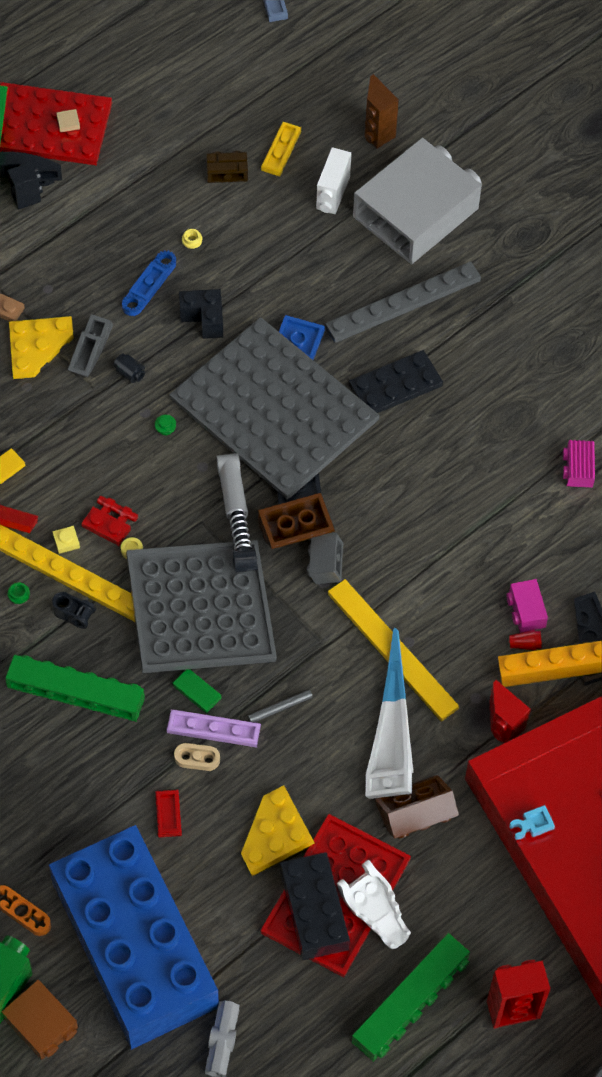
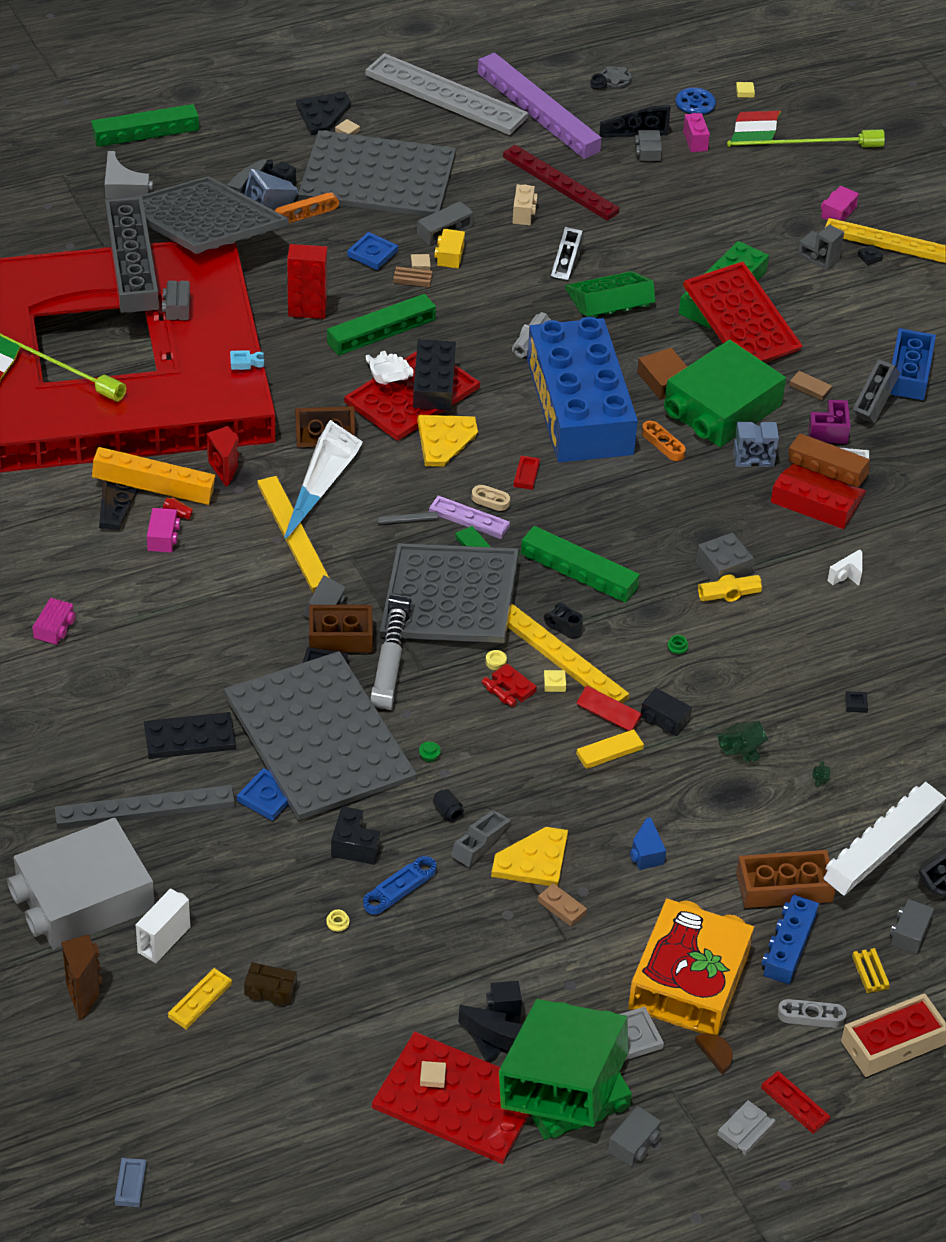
camera: 165 degrees left, 15 degrees down
(18, 593) = (610, 647): green plate -> none

